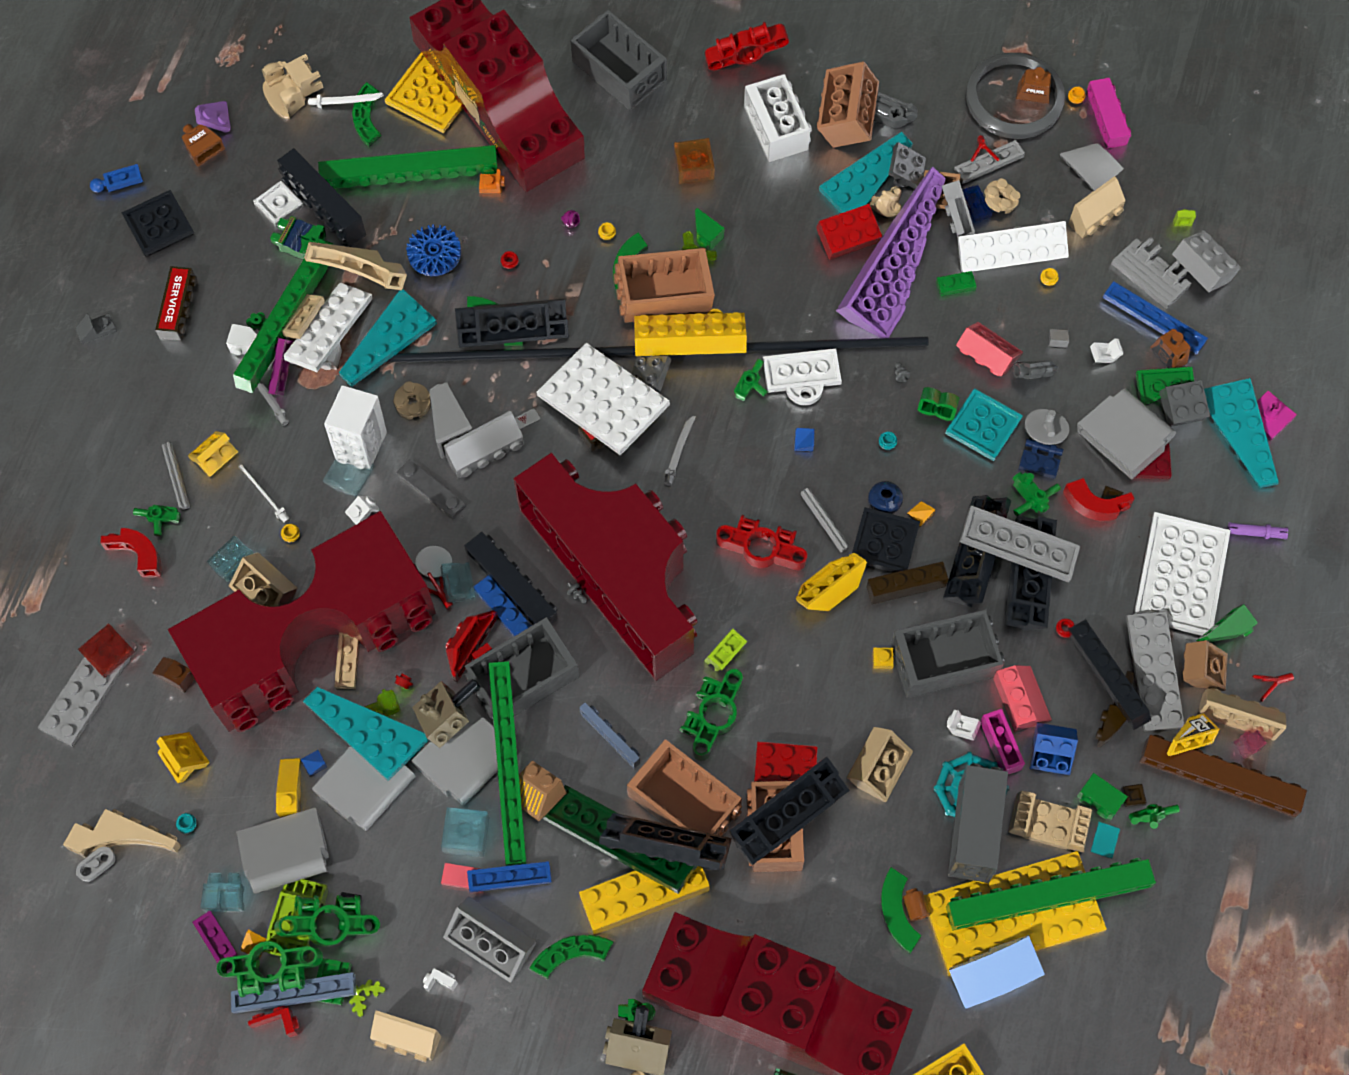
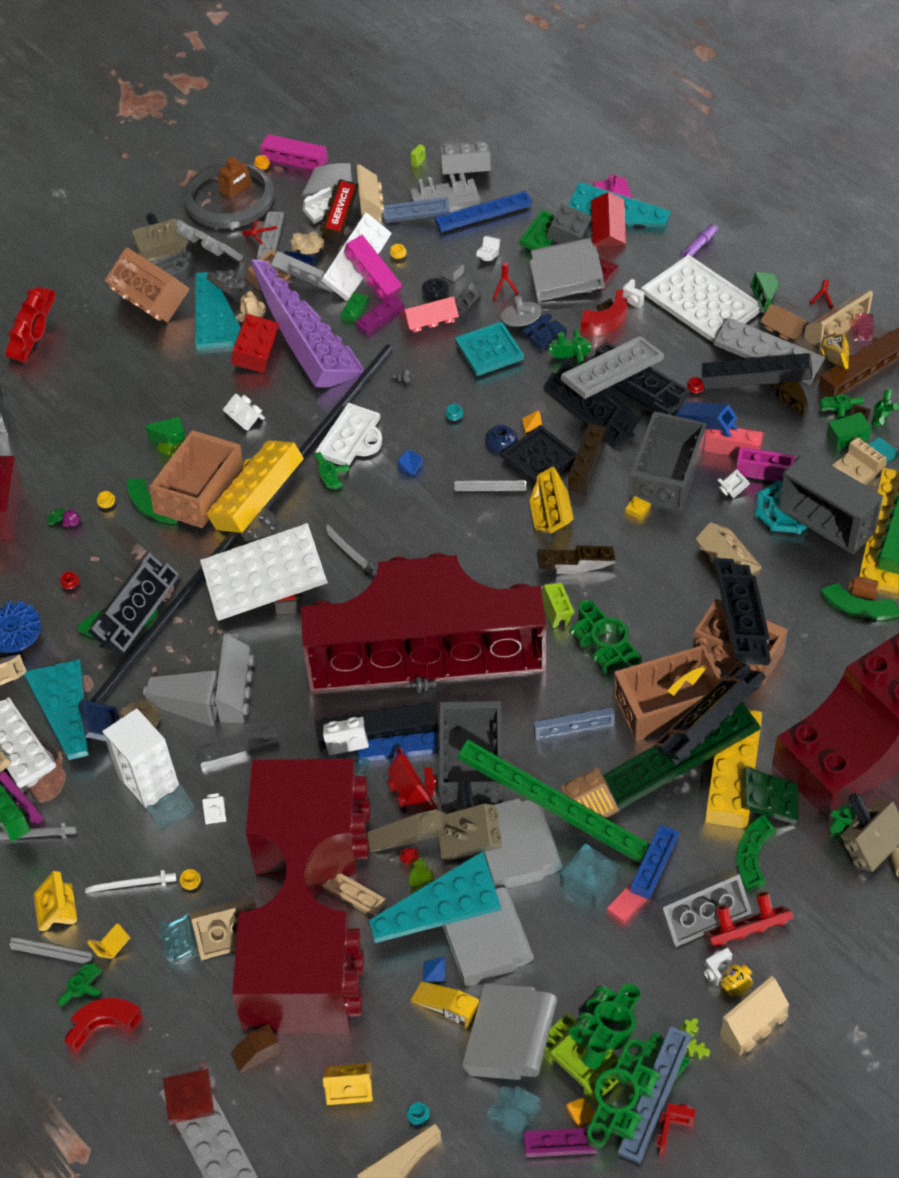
camera: 55 degrees left, 15 degrees down
(203, 513) = (111, 943): none -> yellow bracket
(385, 375) = (96, 718): none -> dark blue plate
(417, 668) = (408, 830): none -> dark tan slope
(434, 1003) = (736, 980): none -> yellow head
(479, 563) = (345, 735): none -> white bracket
(492, 985) = (756, 923): none -> red plate
(566, 205) = (56, 516): none -> green plant
(626, 937) = (769, 795): none -> dark green plate
(694, 161) = (99, 407): clear orange brick -> none
(696, 804) = (690, 676): none -> yellow slope
(748, 530) = (489, 520): red piece -> none
(771, 272) = (242, 411): none -> white bracket
(777, 117) = (113, 336): white brick -> none
(783, 761) = (685, 613): red brick -> none
(785, 638) = (576, 561): none -> dark brown slope
(919, 77) = (158, 239): none -> dark tan piece
(939, 404) = (450, 364): green brick -> none
(940, 122) = (207, 242): none -> light grey hinge
(961, 309) = (379, 315): none -> magenta plate
(1002, 268) = (372, 268): none -> dark pink brick
(1014, 660) = (715, 415): none -> blue brick
(1023, 329) = (438, 284): none -> black gear
(1053, 748) = (790, 437): blue slope -> none
(1055, 178) = (316, 205): none -> white bracket
(1056, 198) = (339, 211): none -> brick
(1075, 385) = (504, 276): none -> red plant
(1109, 260) = (416, 209): none -> sand blue plate
(1132, 770) = (839, 403): none -> green piece
(1138, 510) = (633, 296): none -> white bracket
(1172, 349) = (518, 211): dark orange torso -> none
(1220, 434) = (608, 220): none -> red slope

